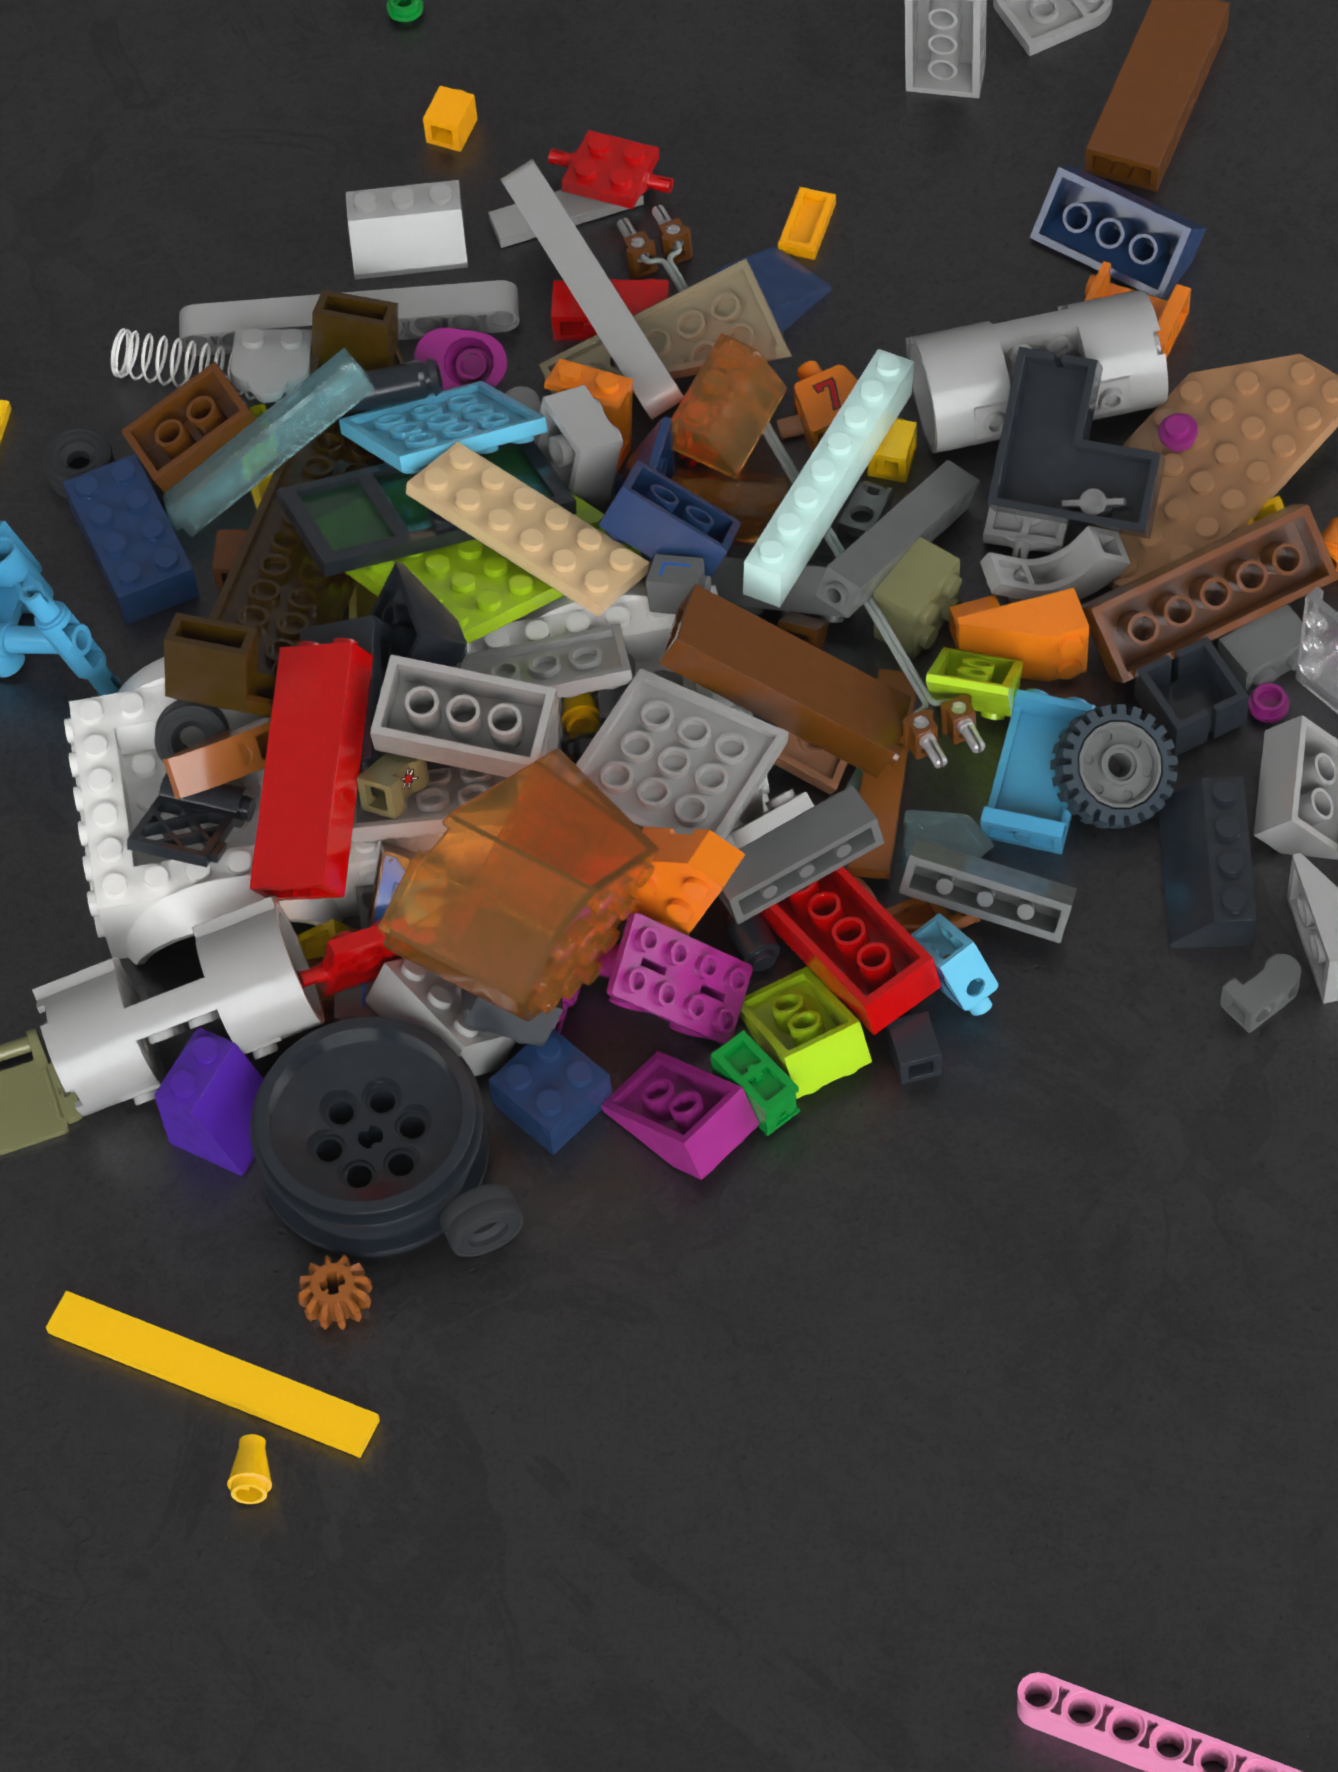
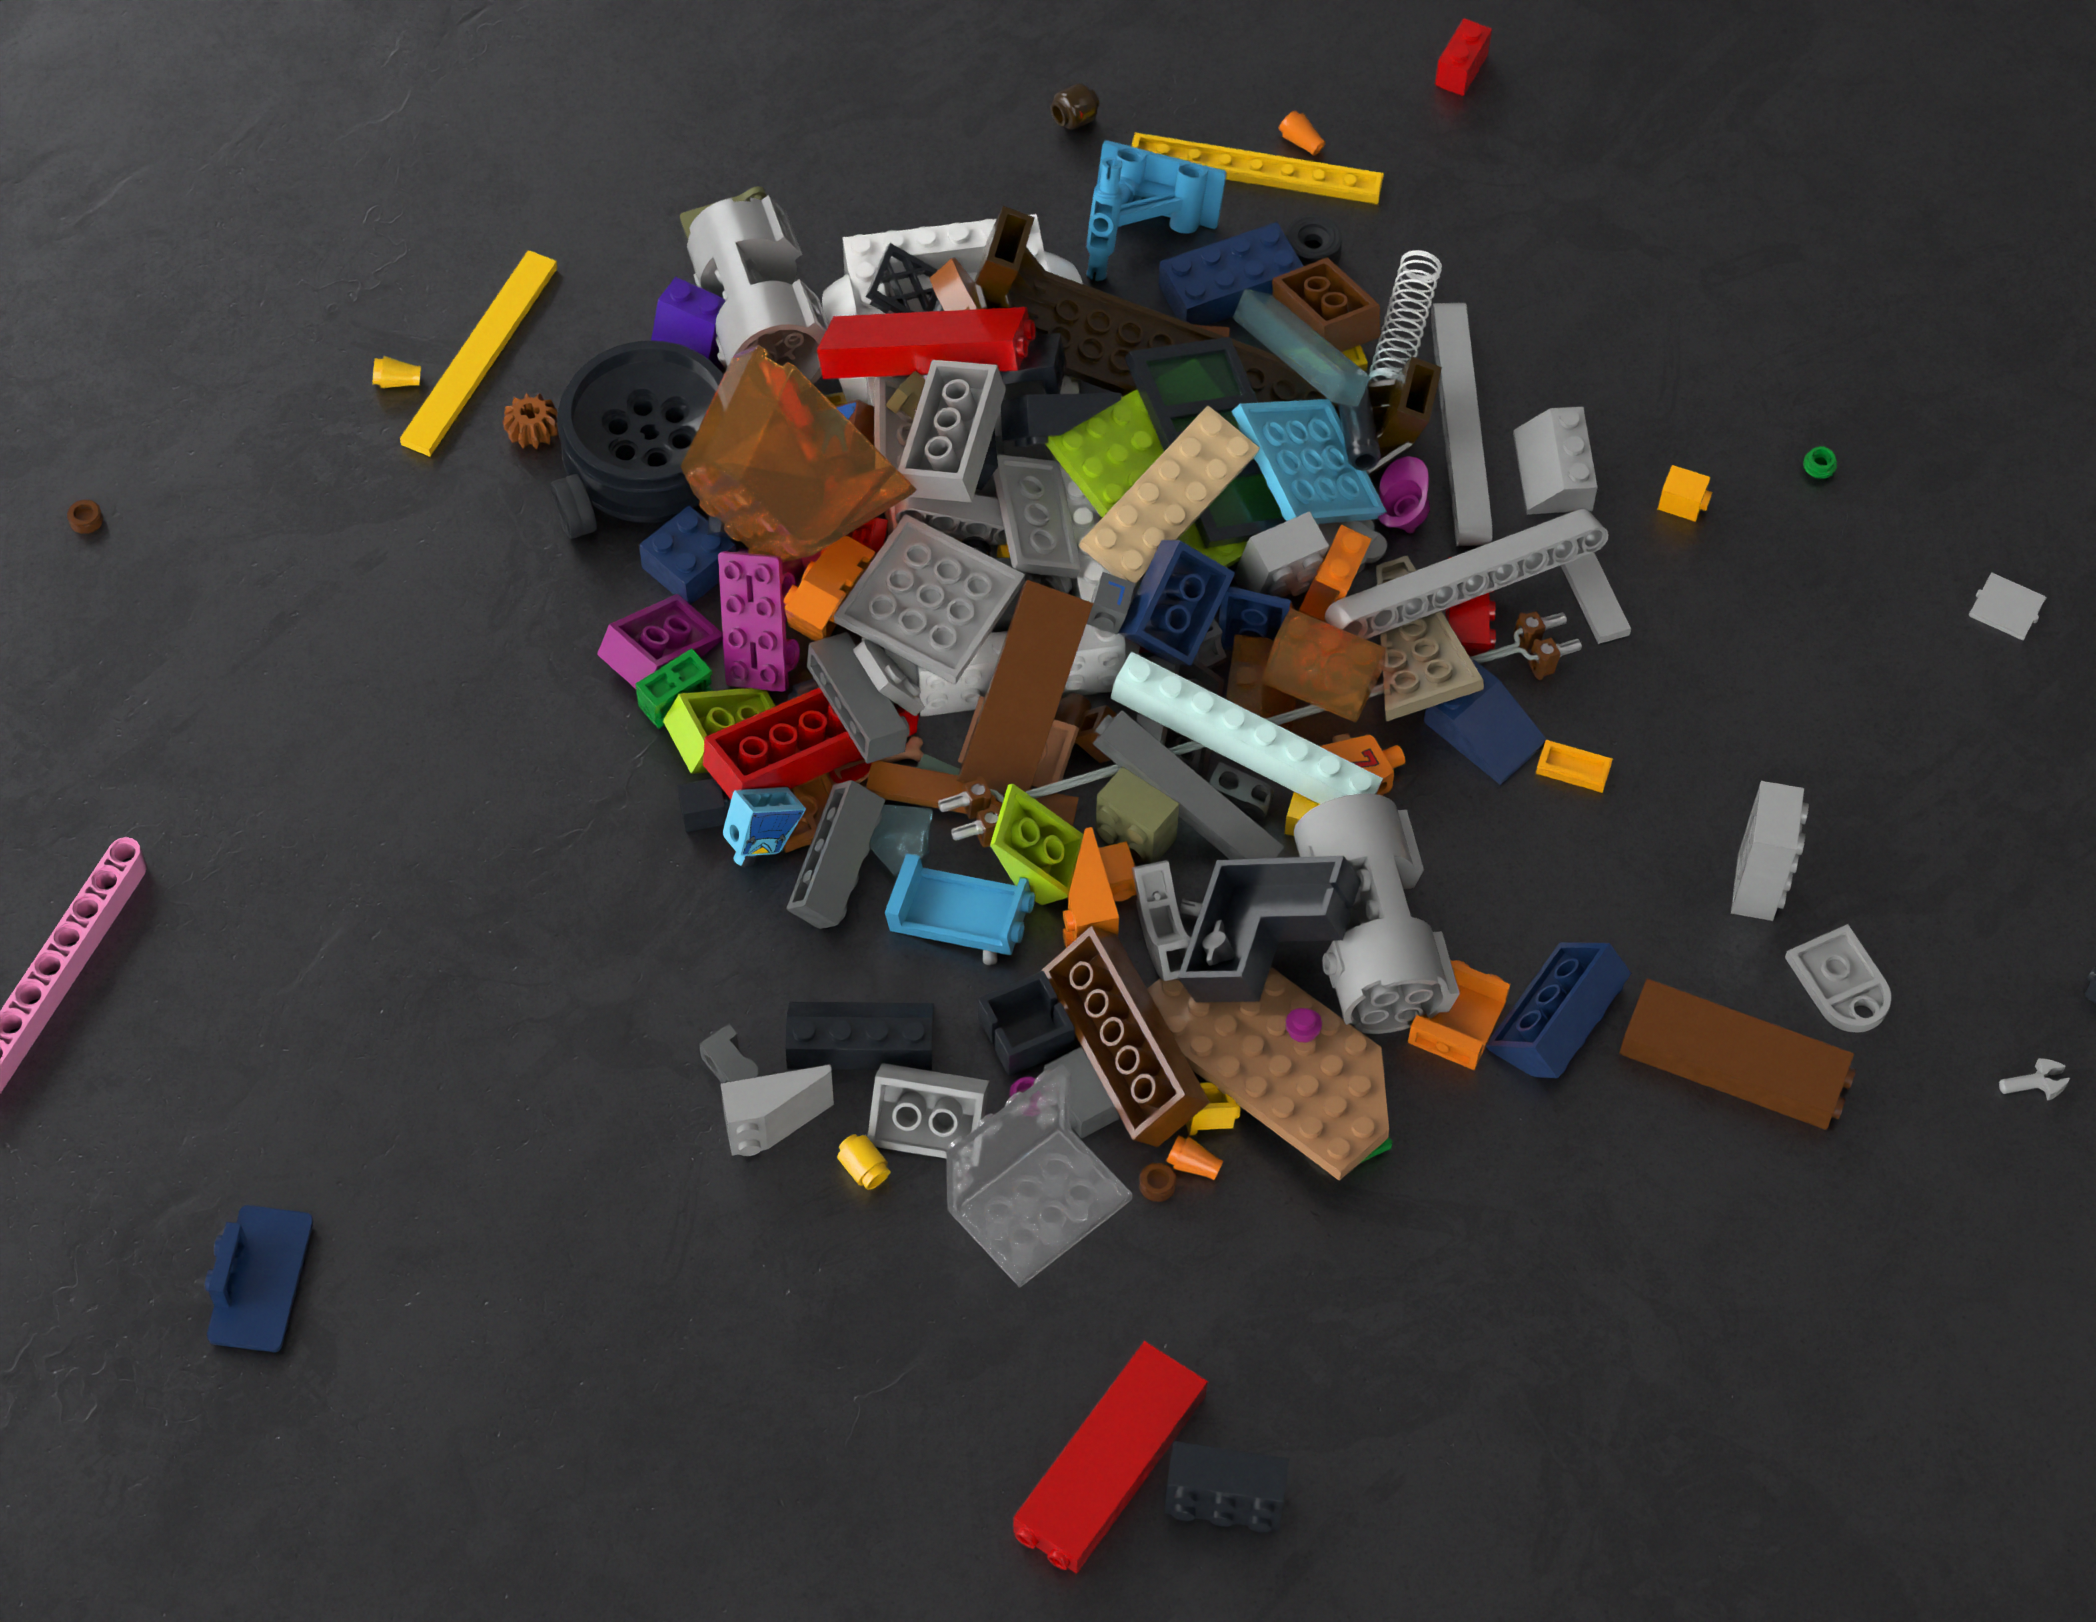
camera: 85 degrees right, 0 degrees up
(270, 361) = (1385, 347): light grey plate -> none
(610, 169) = (1622, 608): red plate -> none
(1143, 762) = (926, 949): wheel -> none

